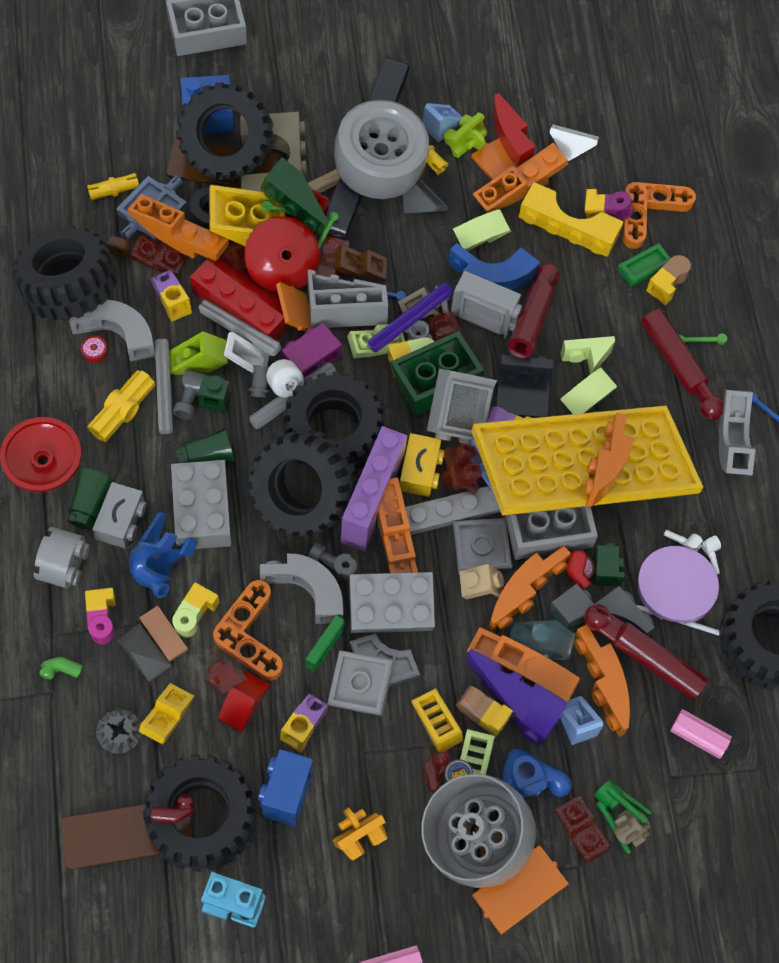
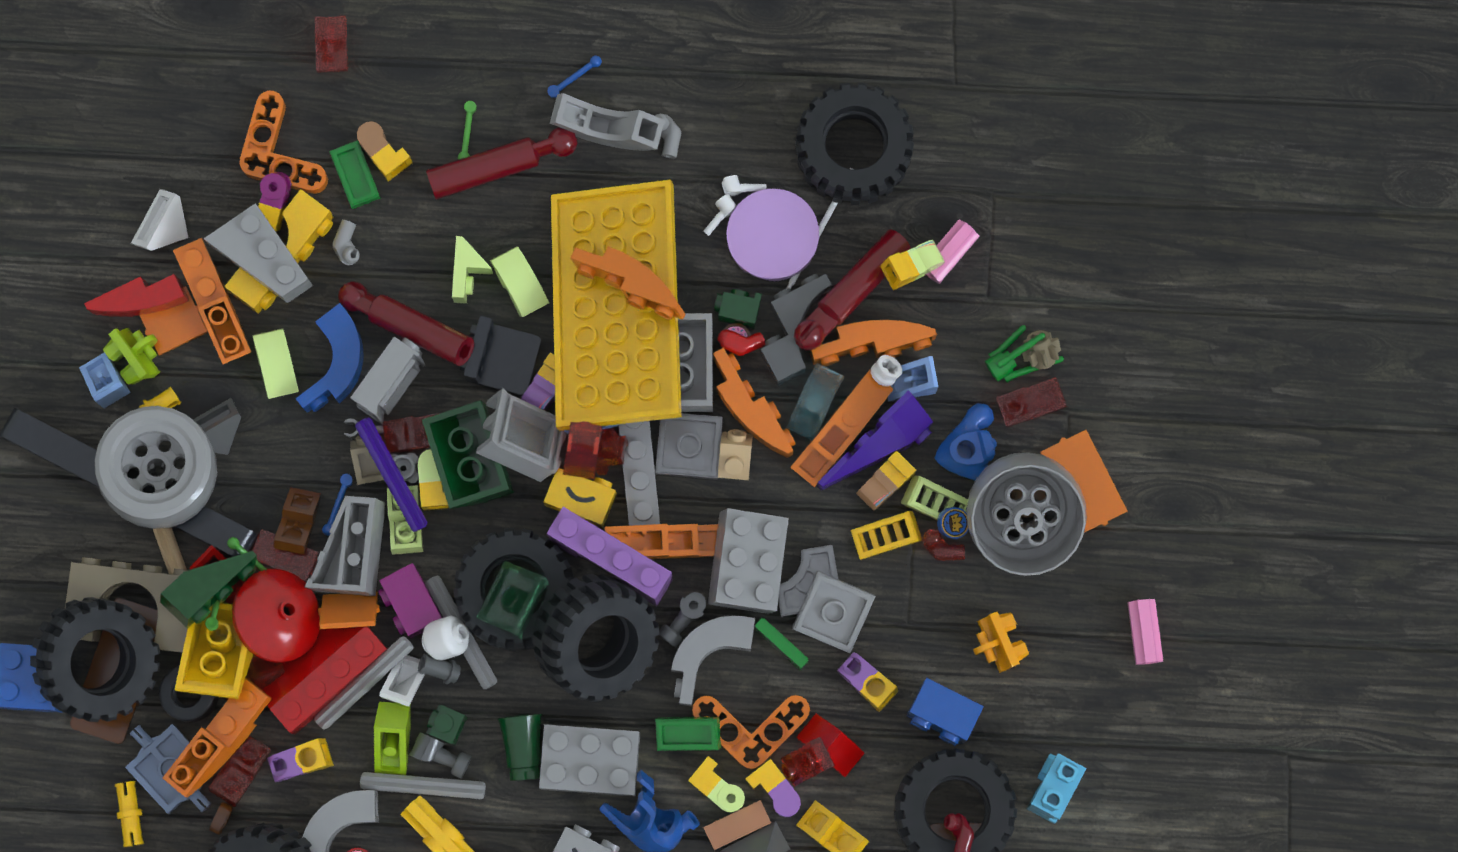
camera: 75 degrees left, 15 degrees up
(195, 664) = (785, 799): none -> leg
(235, 579) = (688, 733): none -> green tile
(321, 414) = (513, 599): none -> clear green slope
(458, 447) = (582, 449): none -> clear red slope
(566, 196) = (260, 252): none -> light grey wedge
(584, 698) = (886, 370): none -> white bush
(587, 264) = (343, 245): none -> light grey arm
(681, 695) = (912, 264): none -> leg
(742, 490) = (671, 134): none -> light grey arm
(743, 228) = (331, 44): none -> clear red hips

